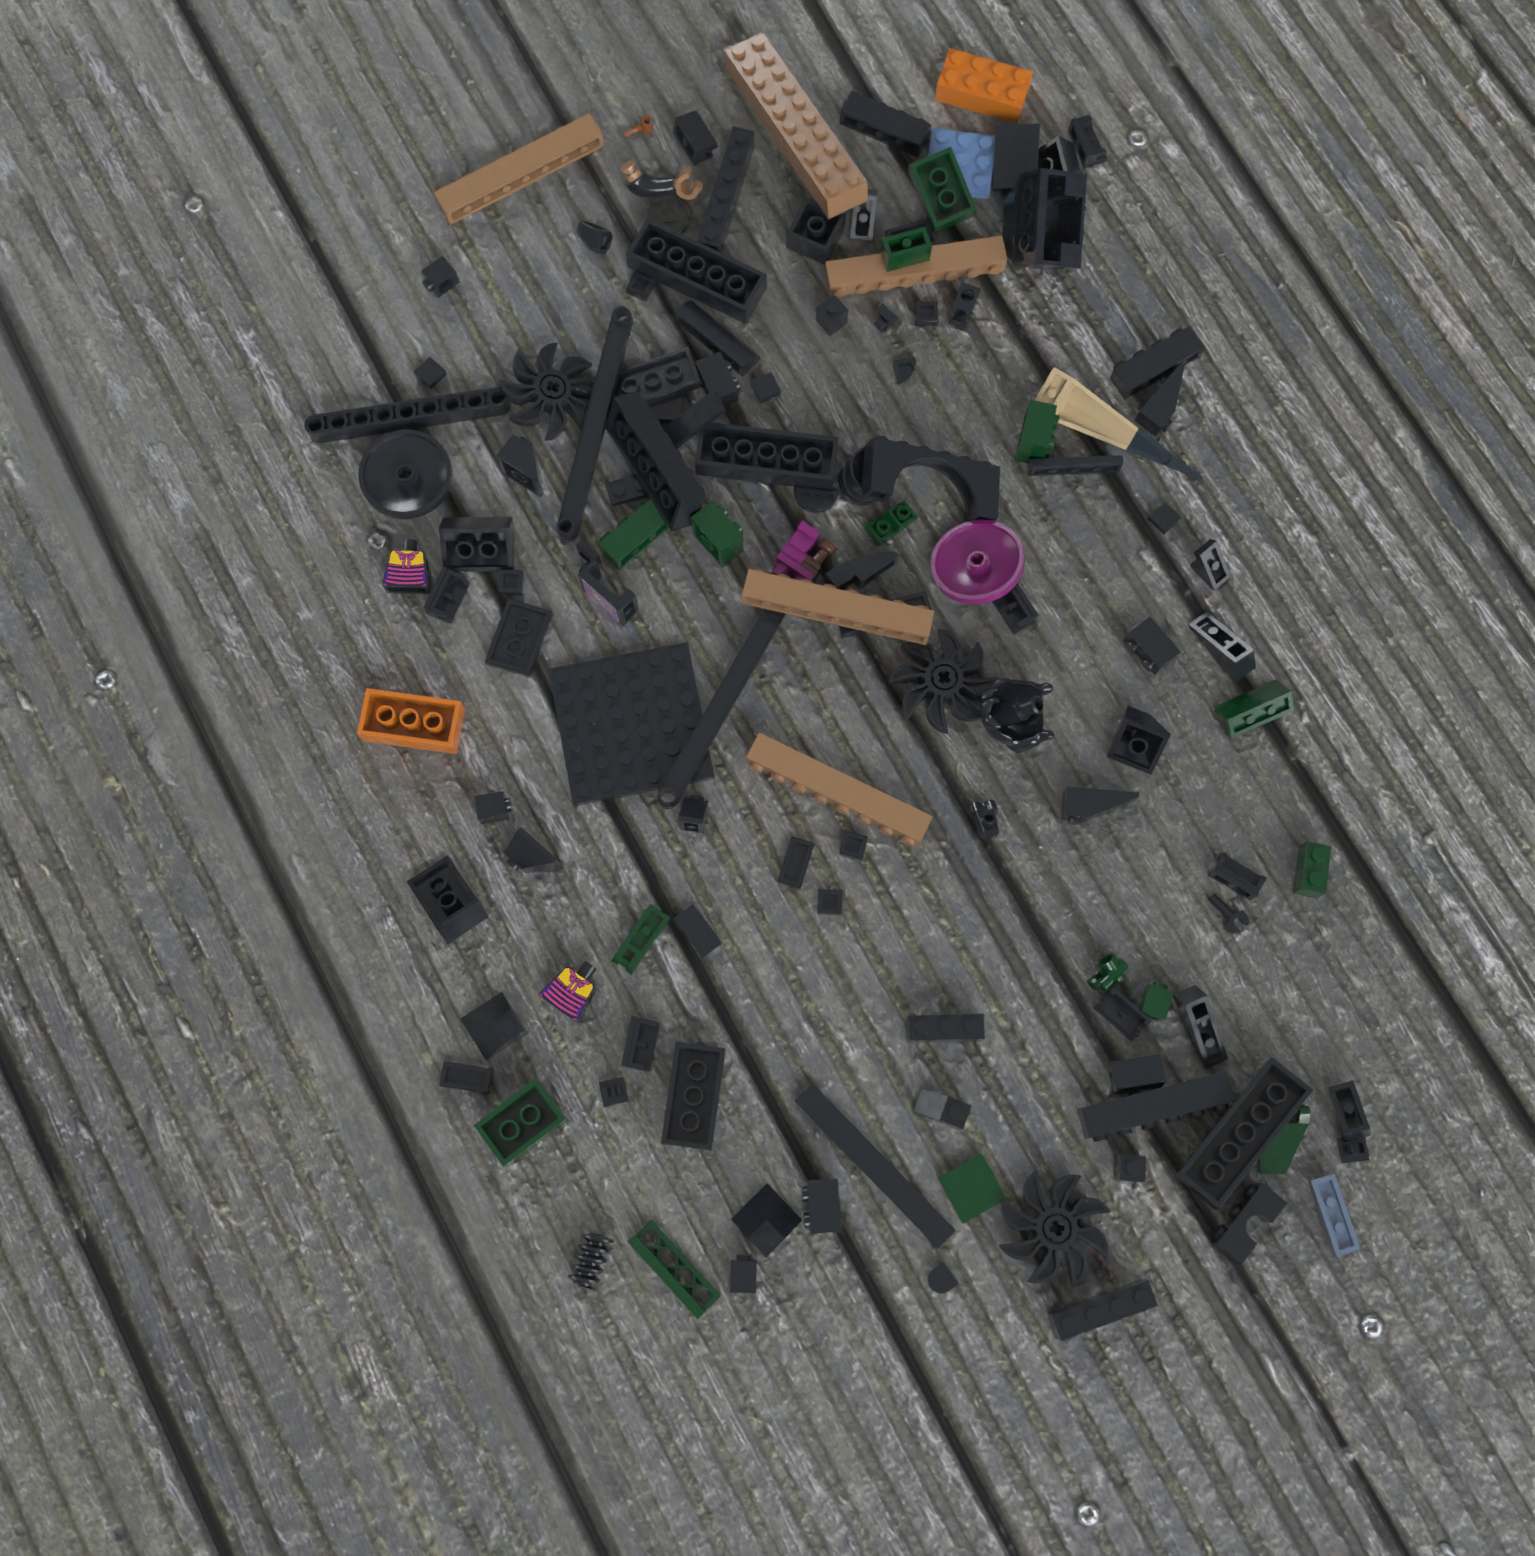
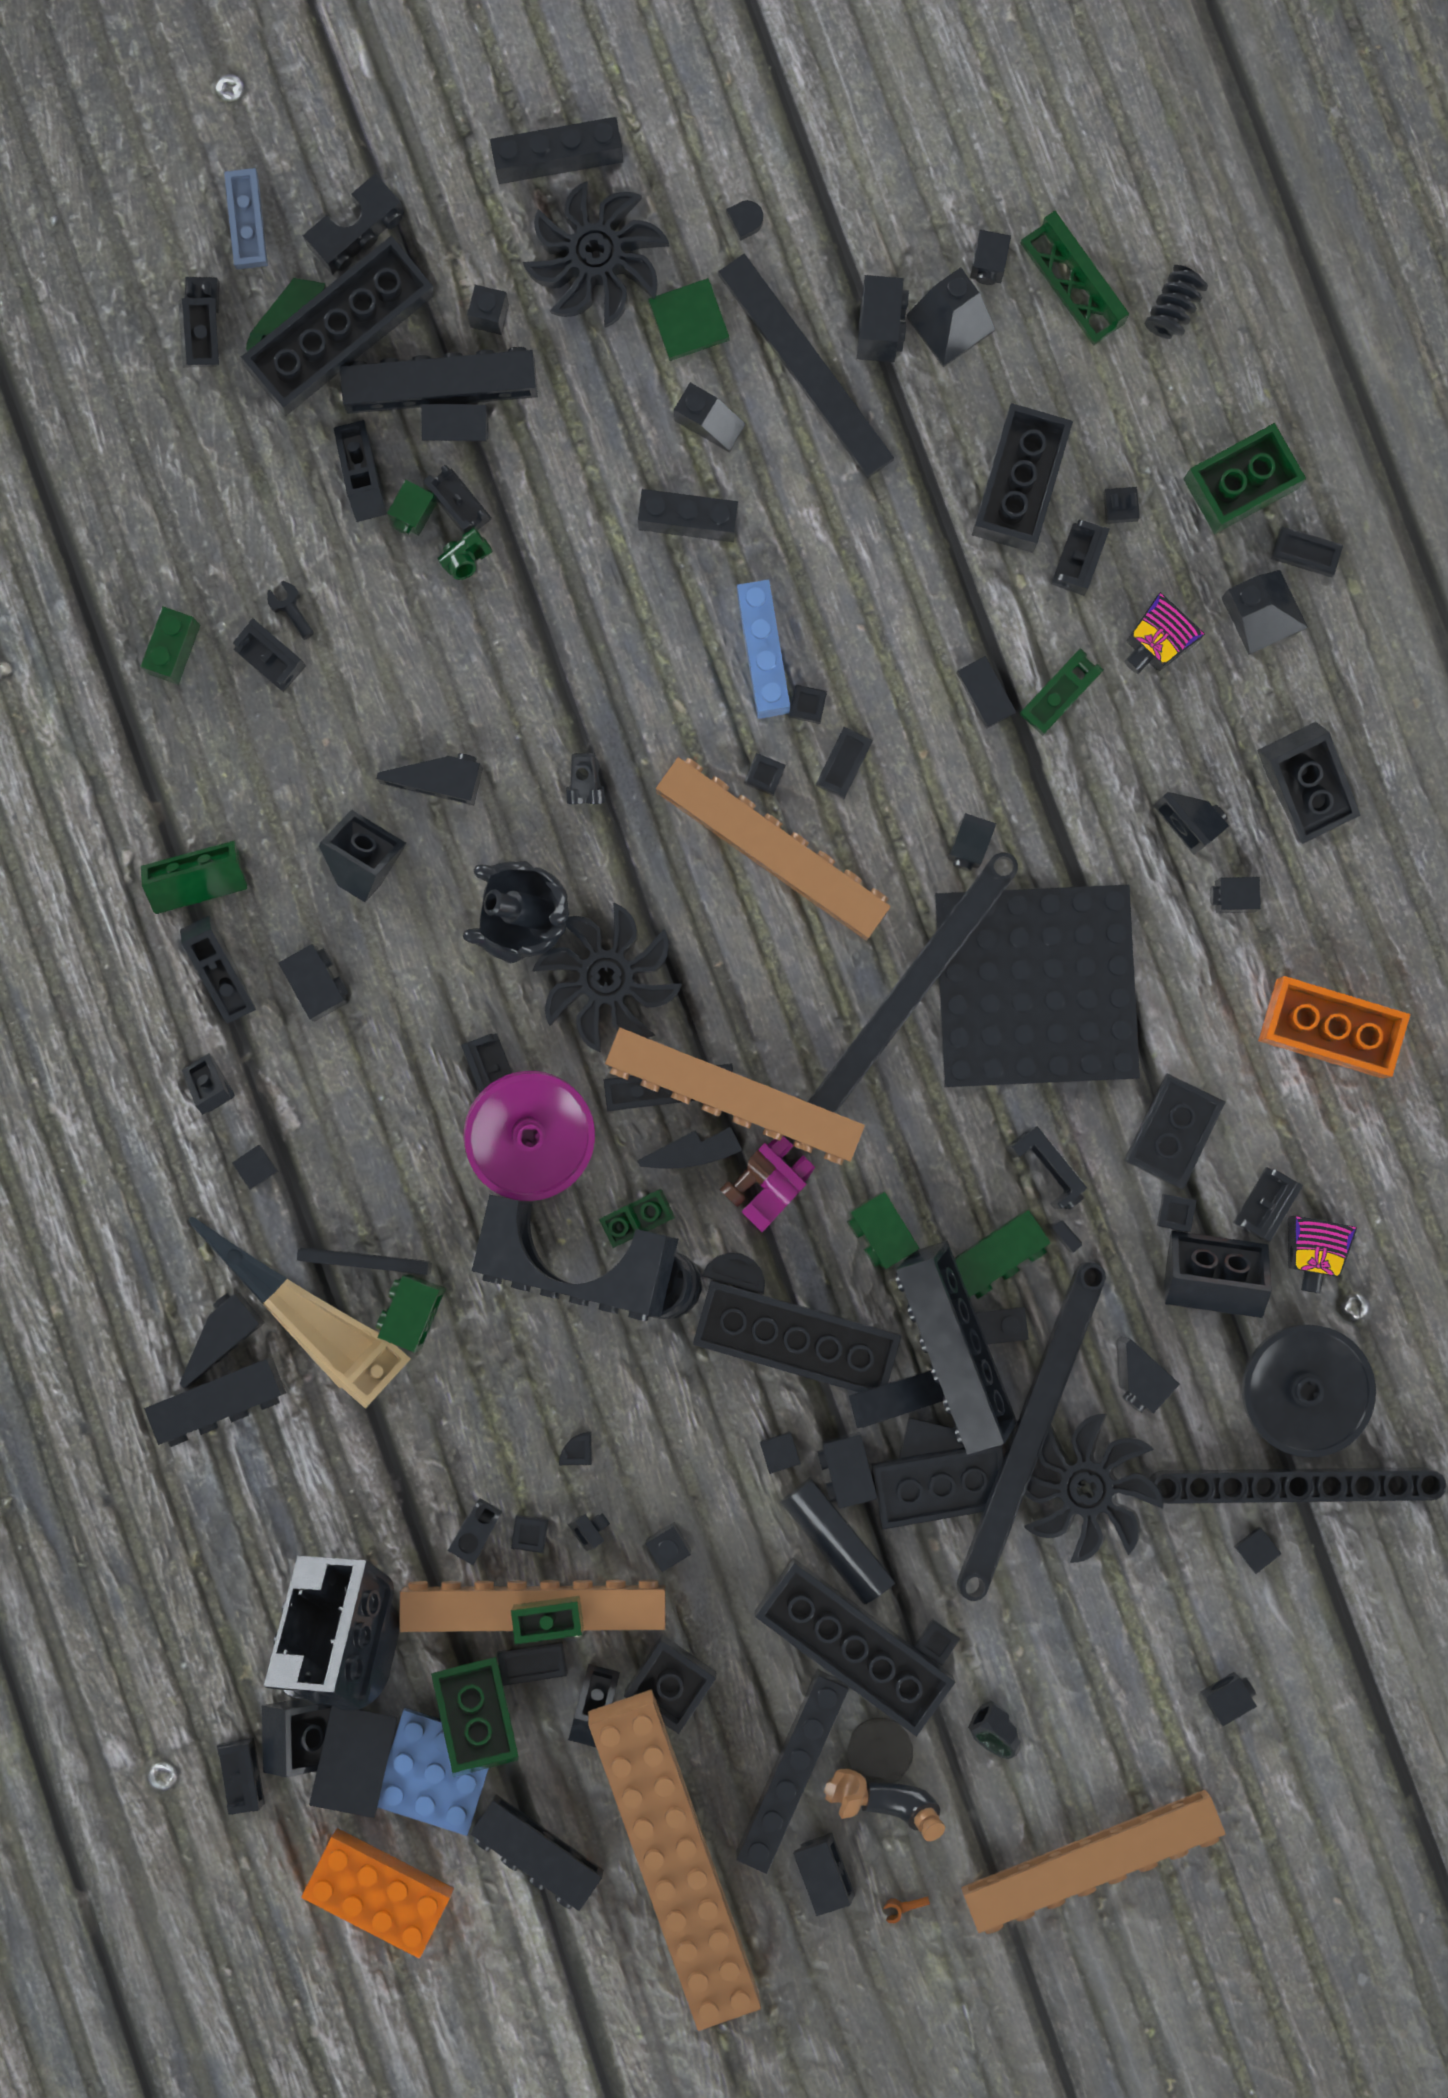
camera: 170 degrees left, 10 degrees up
(870, 934) = (763, 649): none -> medium blue brick

